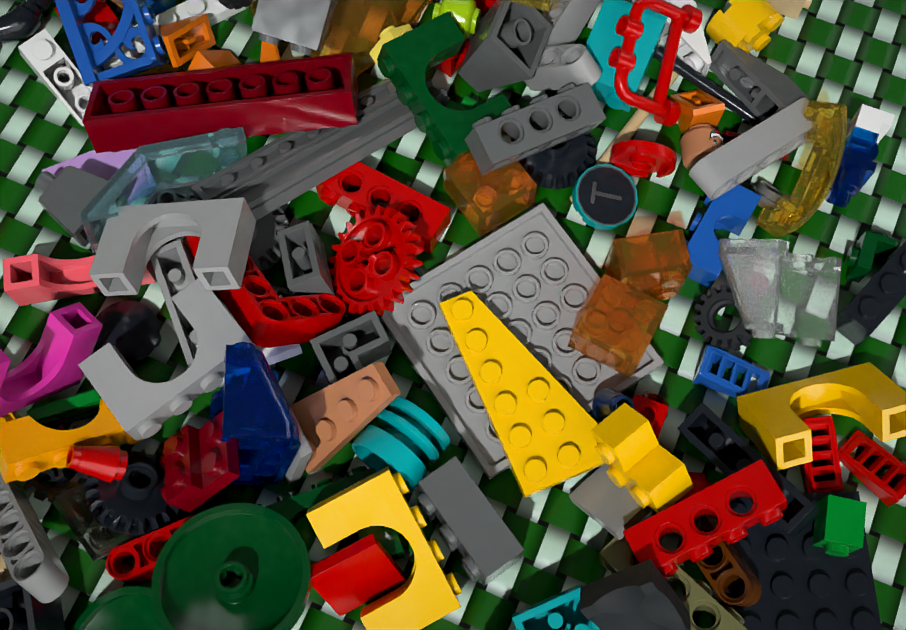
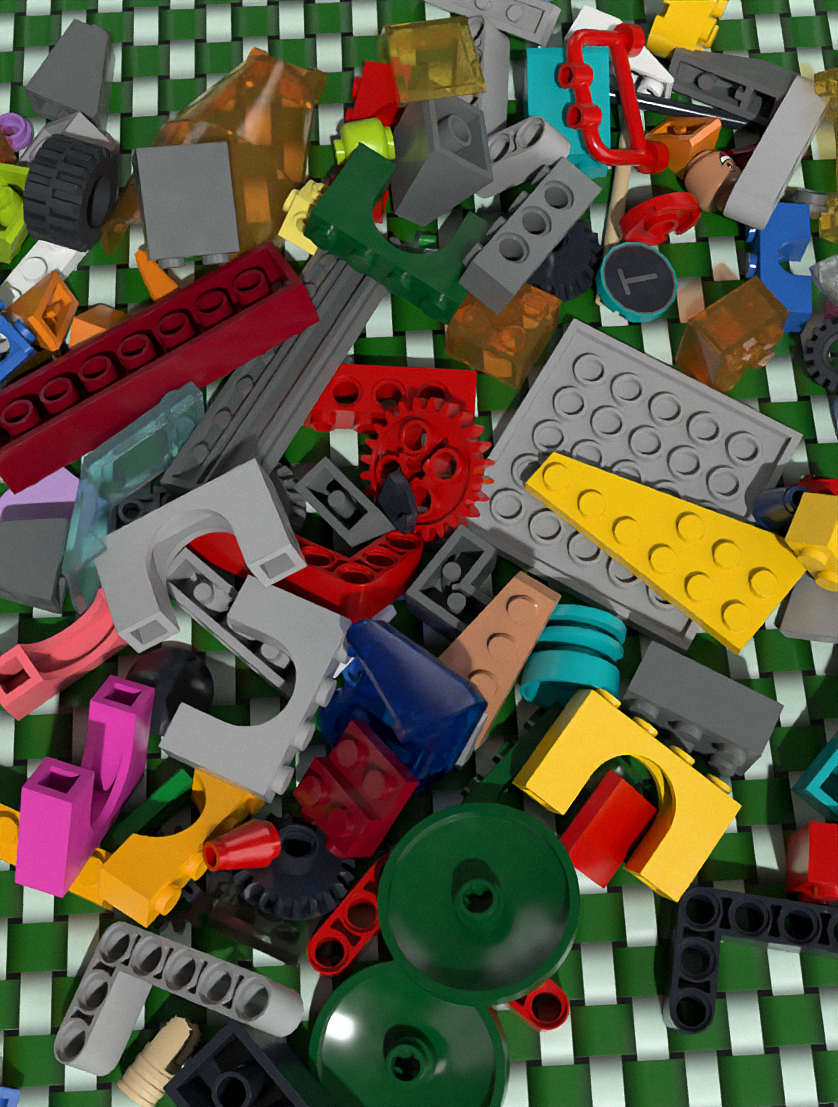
camera: 25 degrees left, 0 degrees up
(341, 276) = (398, 502): none -> black tile
(617, 325) = (738, 416): clear orange brick -> none

